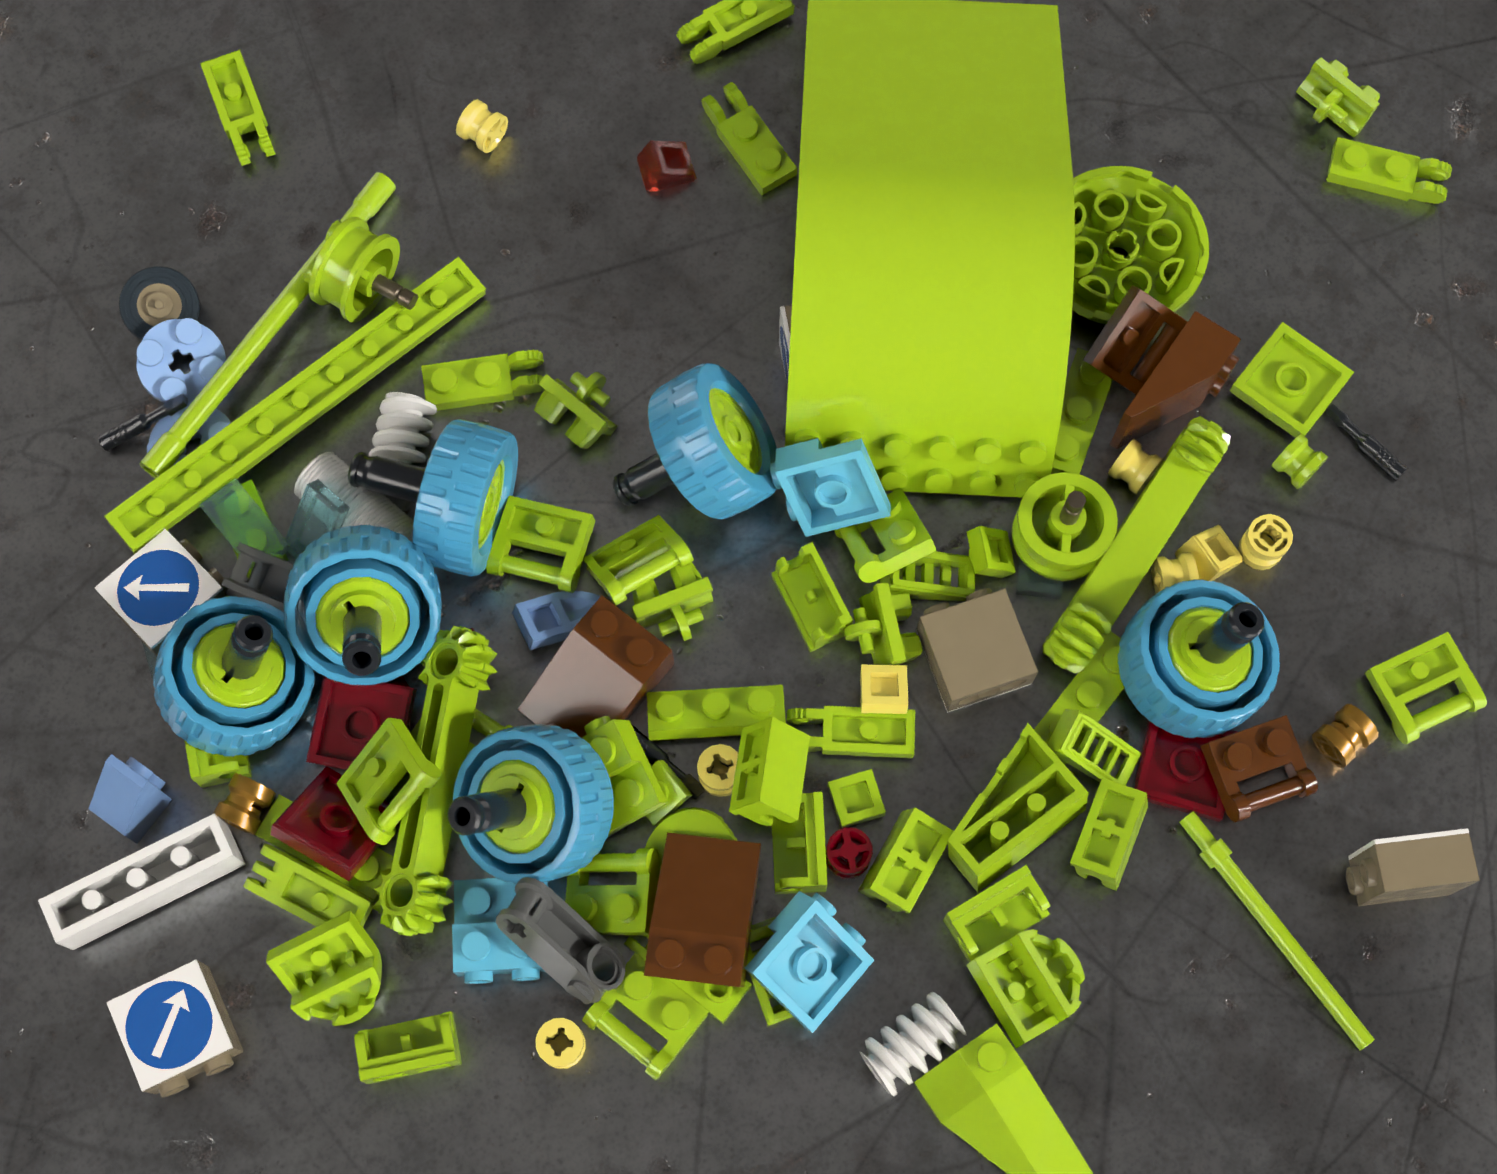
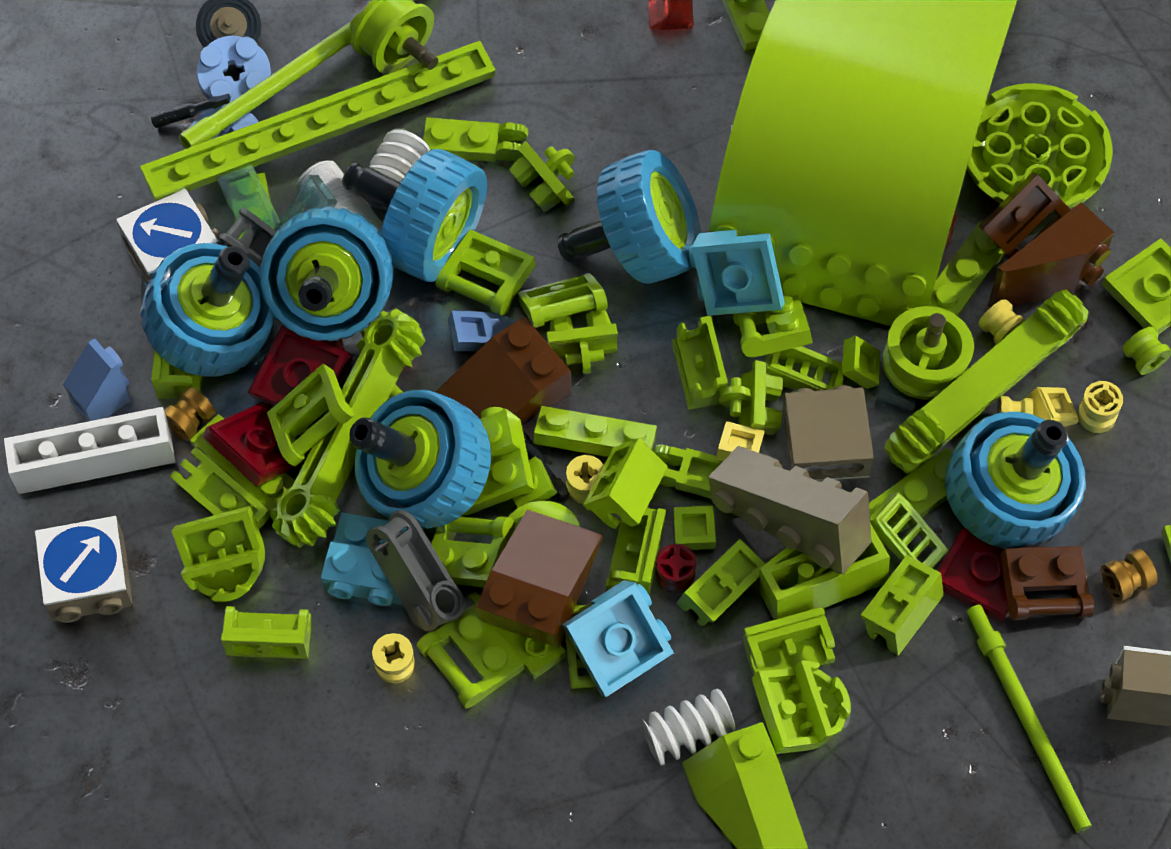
camera: 15 degrees right, 10 degrees down
(967, 763) = (794, 508): none -> dark tan wedge

